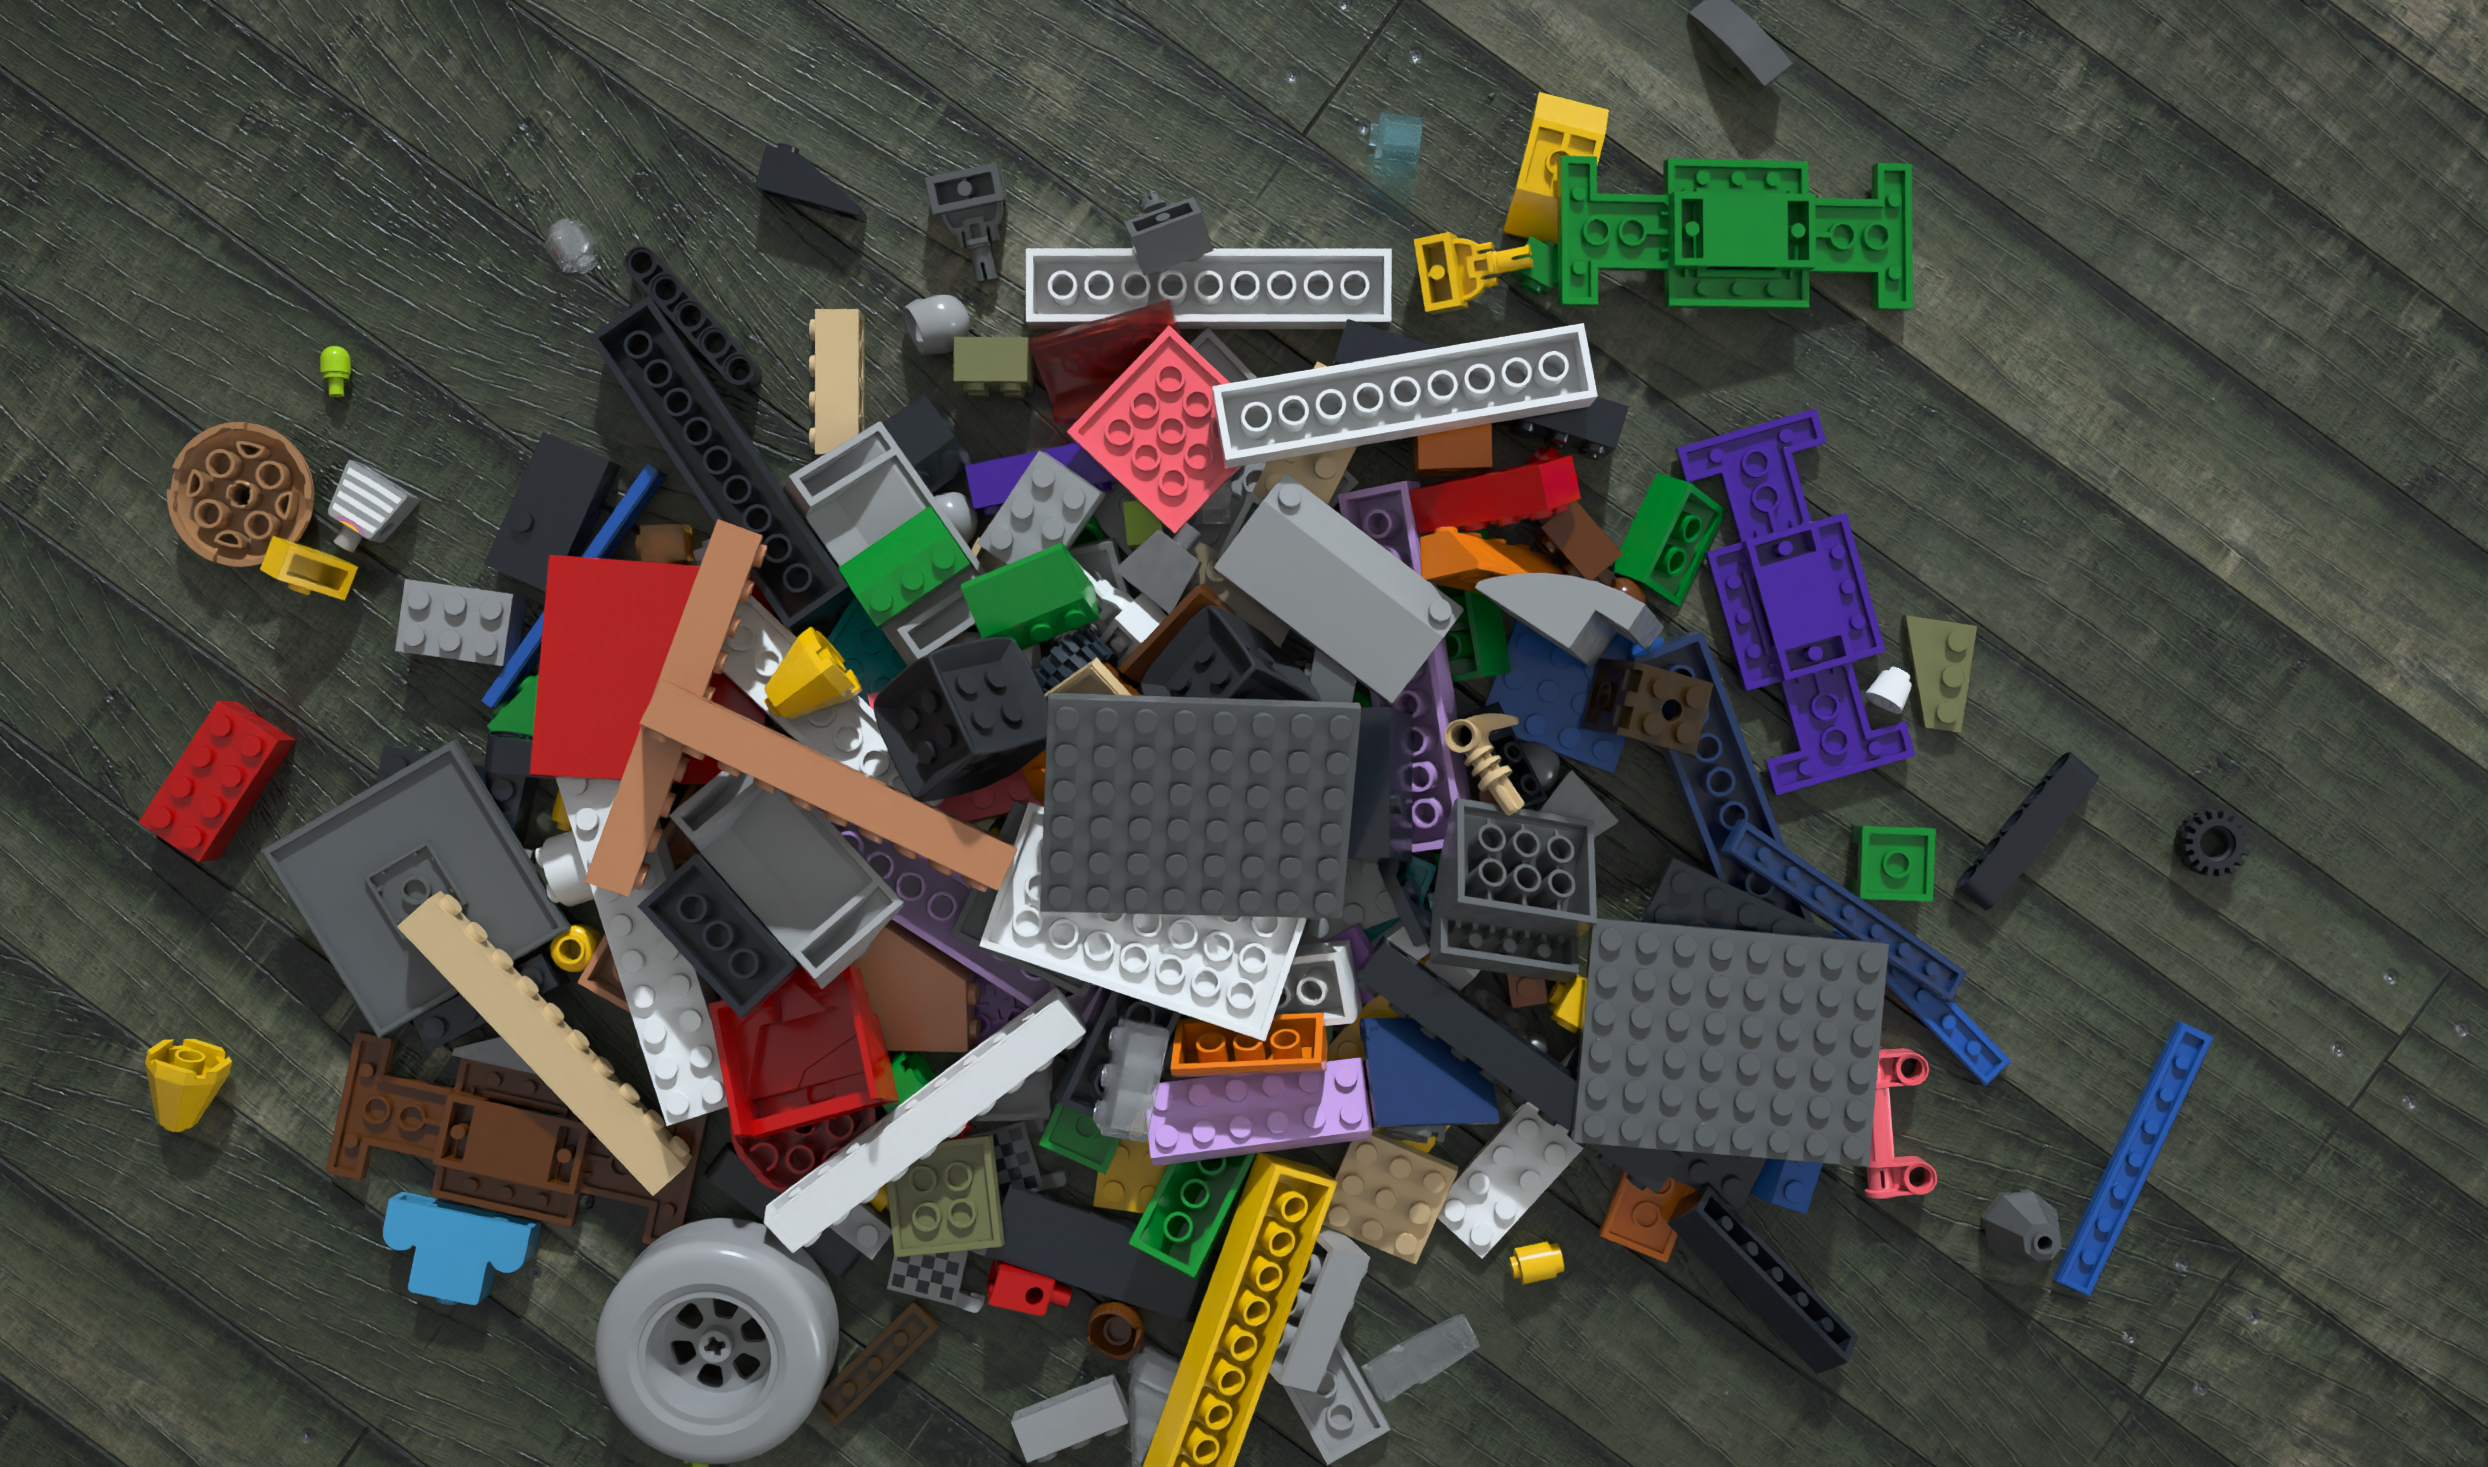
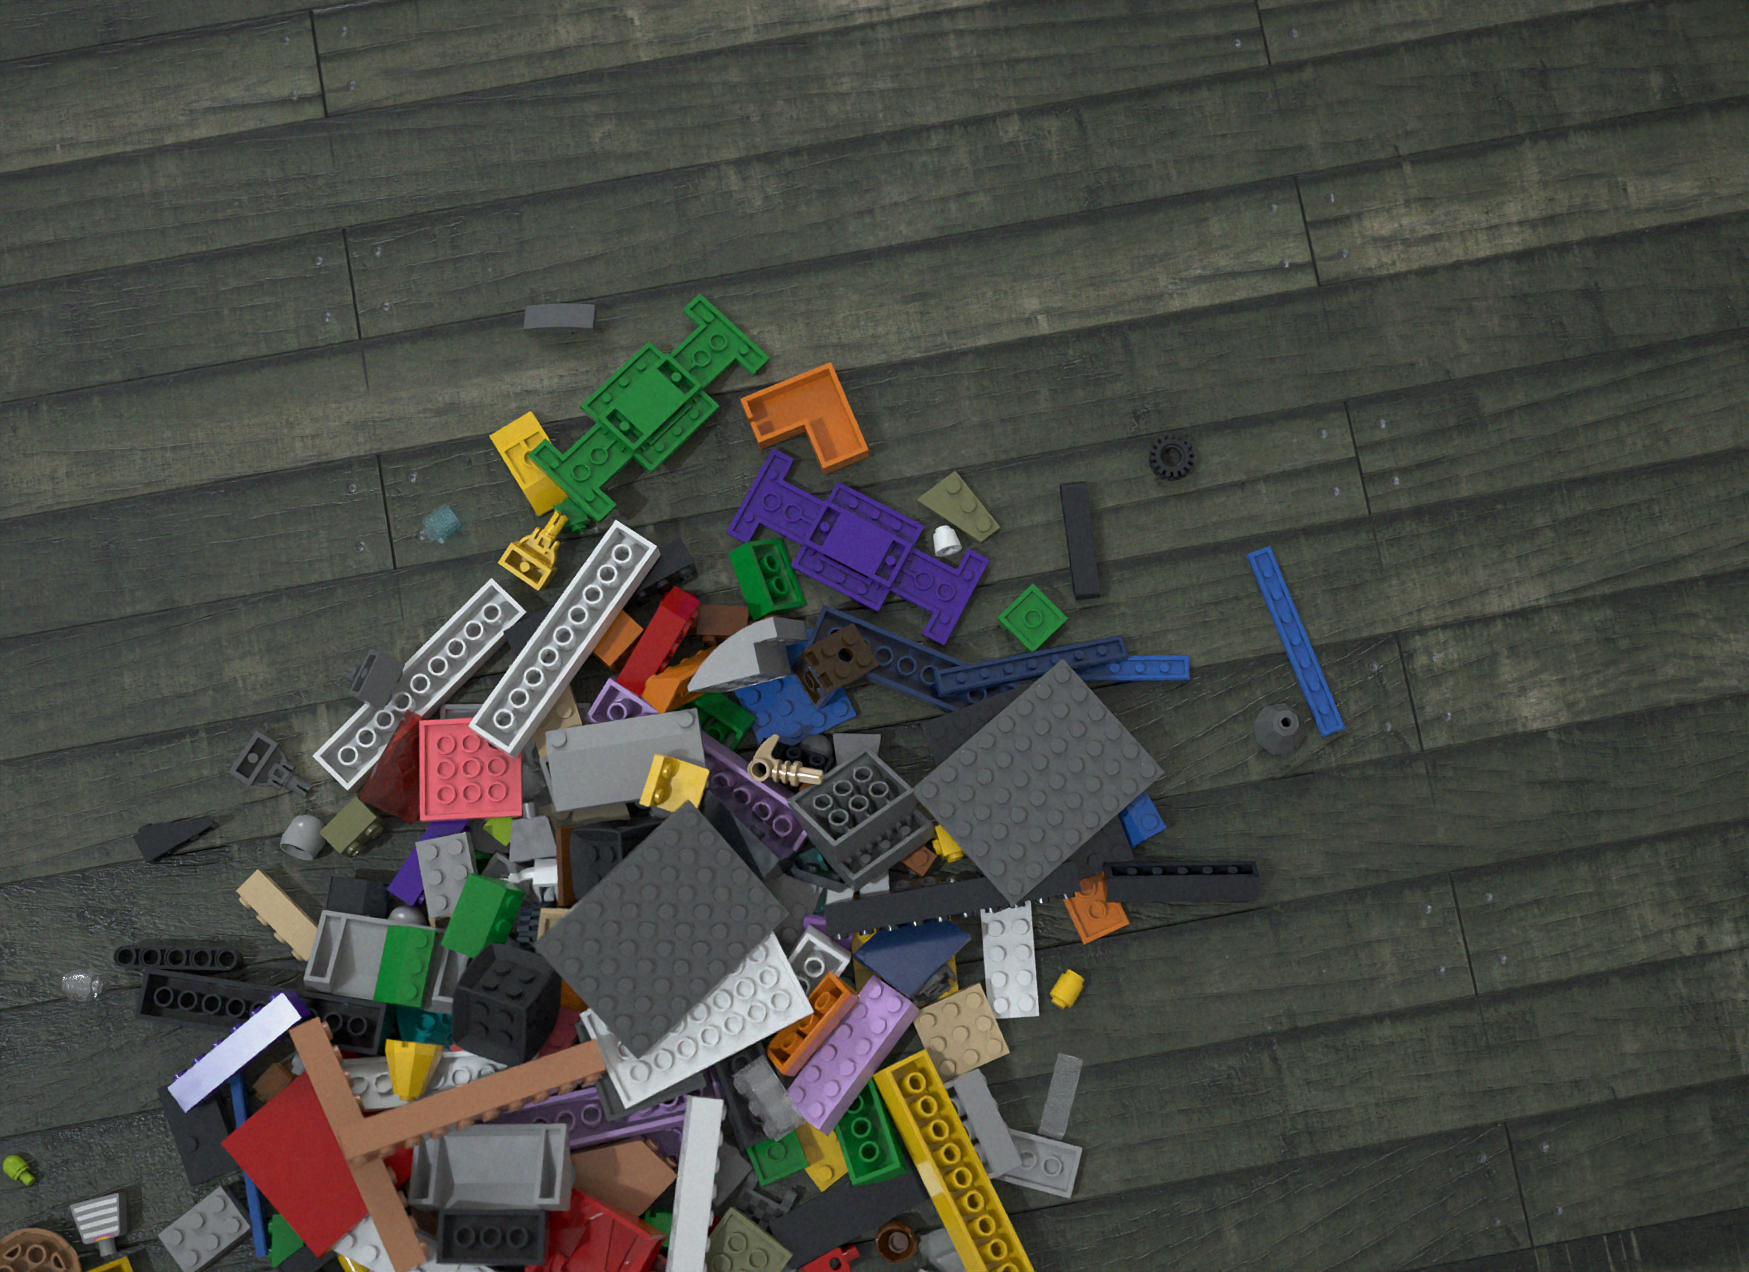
camera: 45 degrees left, 10 degrees down
(657, 480) = (238, 1050): none -> brick
(1361, 667) = (673, 783): none -> yellow bracket
(1889, 1174) = (1164, 756): coral piece -> none
(1905, 409) = (809, 405): none -> orange piece

